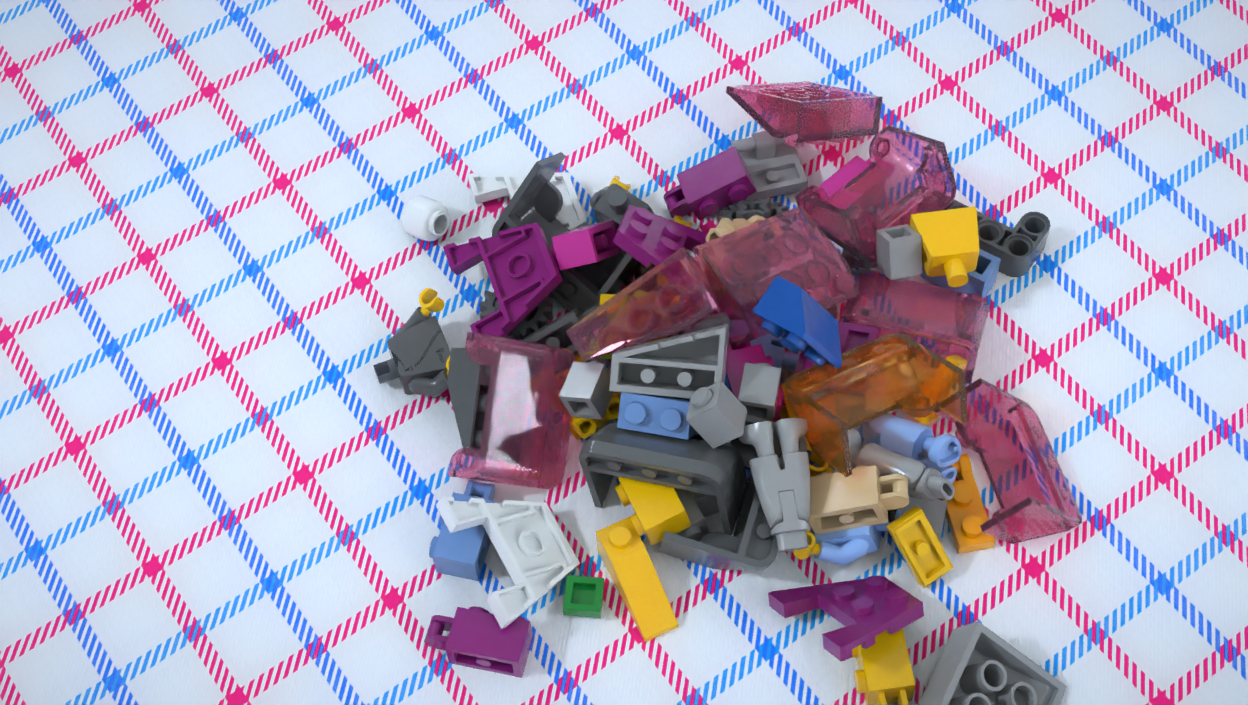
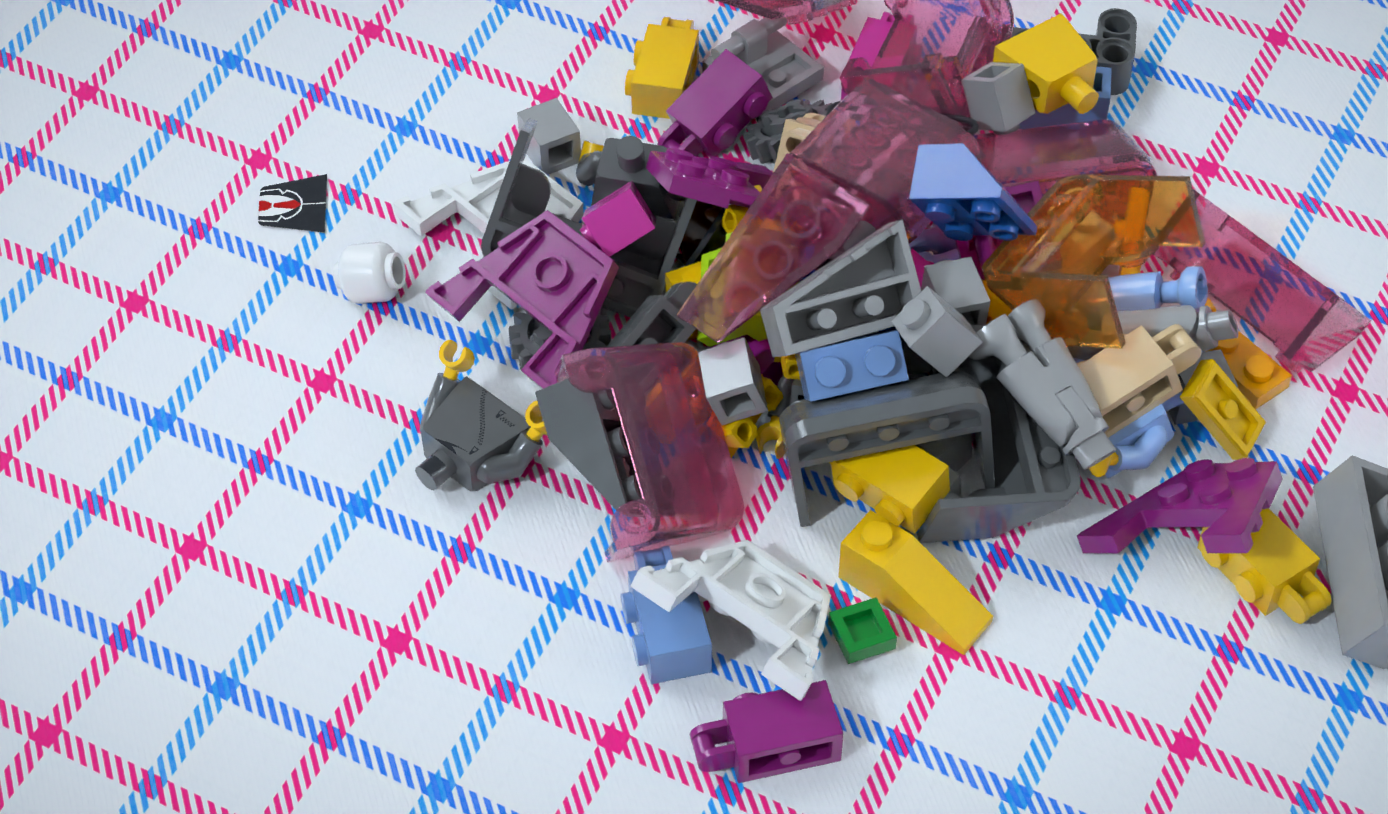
camera: 30 degrees left, 5 degrees down
(414, 151) = (294, 204): none -> black sticker
(594, 164) = (555, 138): none -> light grey brick
(701, 138) = (664, 66): none -> yellow brick

